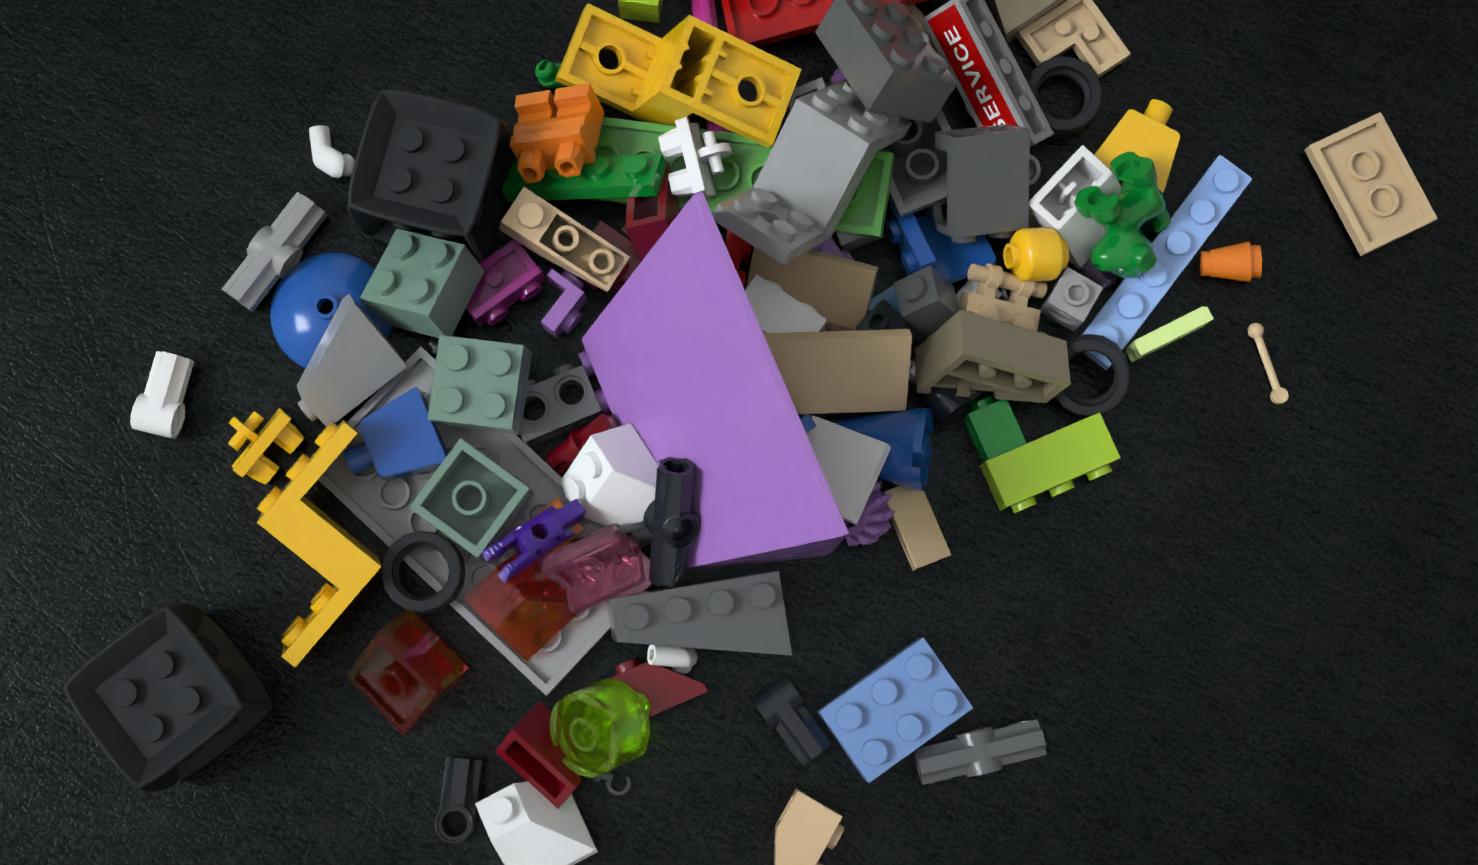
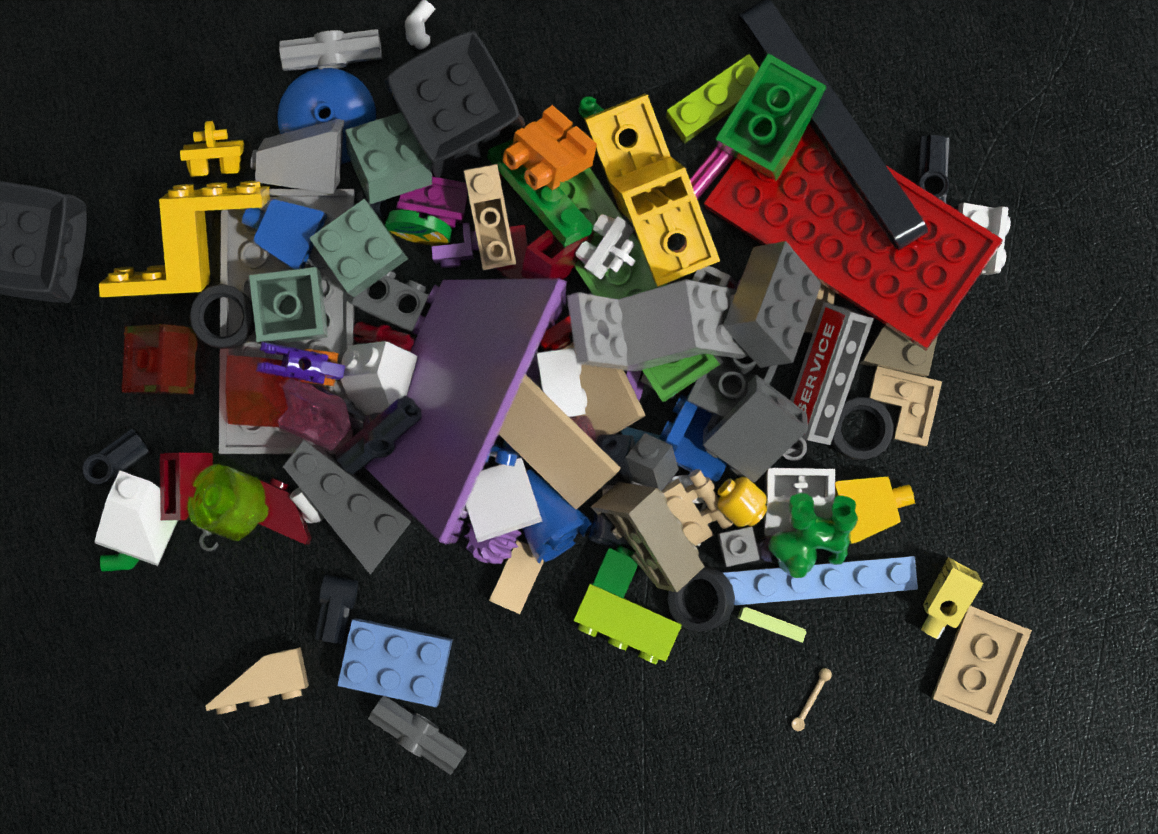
camera: 50 degrees right, 5 degrees up
(161, 406) = (180, 71): white piece -> none
(515, 318) = (411, 227): none -> green tile
(1232, 262) = (853, 623): orange cone -> none
(1288, 153) = (954, 584): none -> light yellow torso

